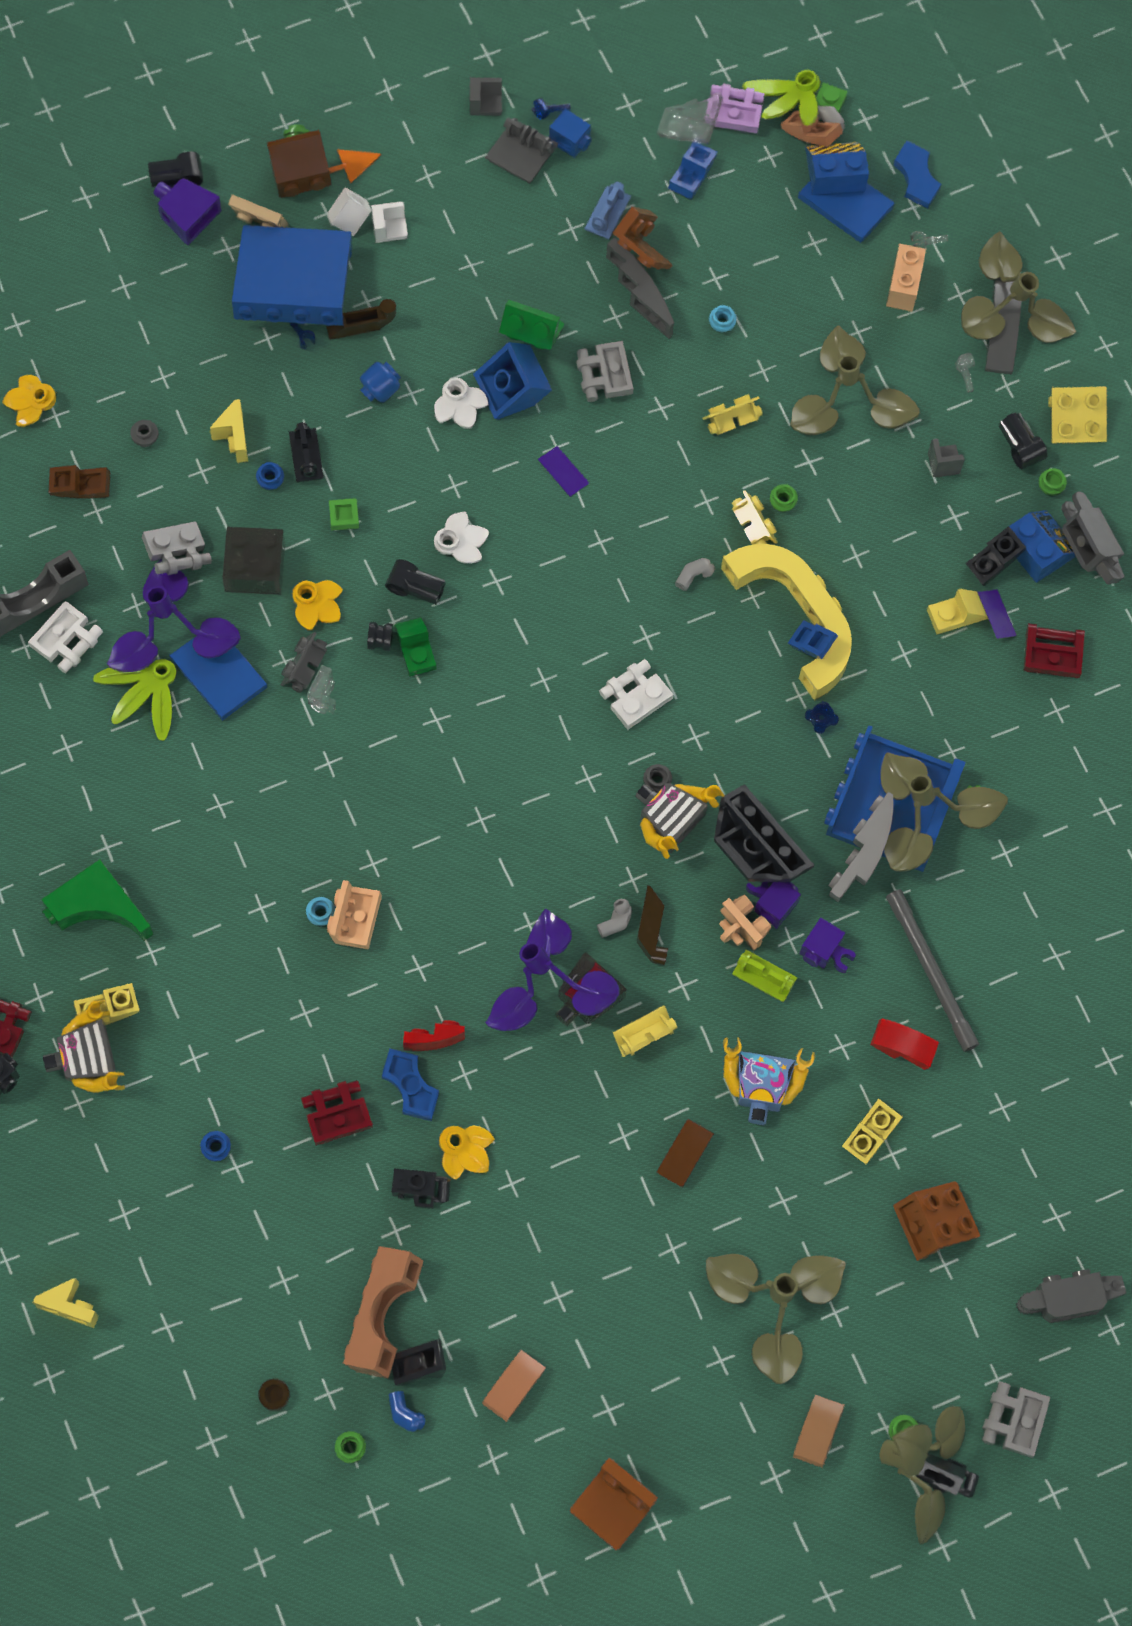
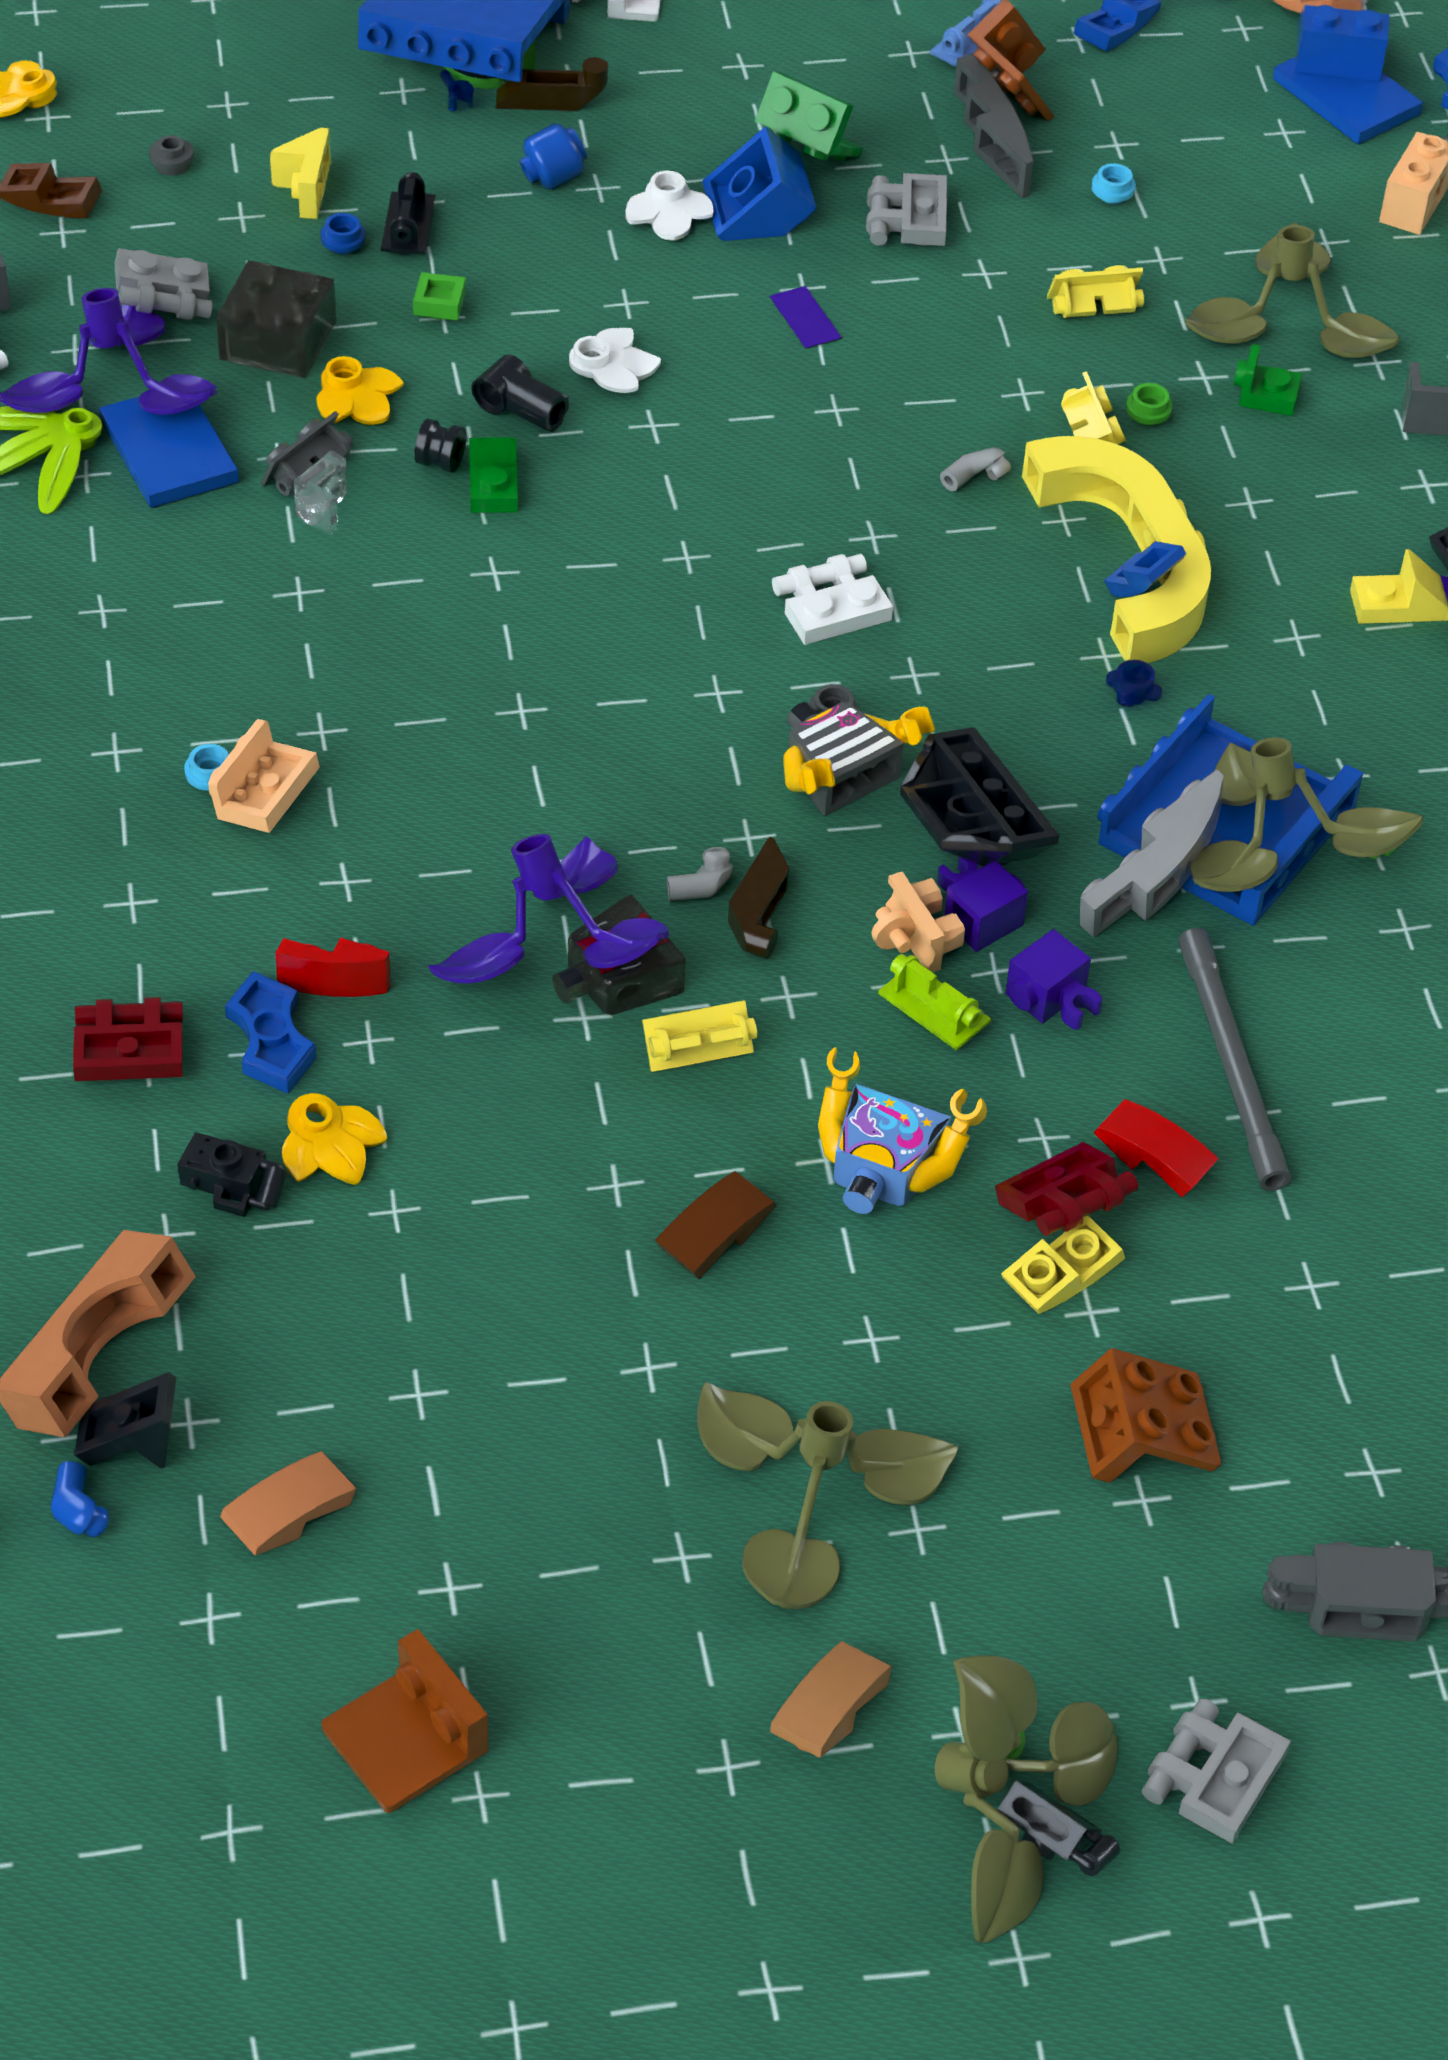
camera: 15 degrees right, 20 degrees down
(849, 464) = (1266, 386): none -> green bracket
(859, 1080) = (1066, 1189): none -> dark red plate

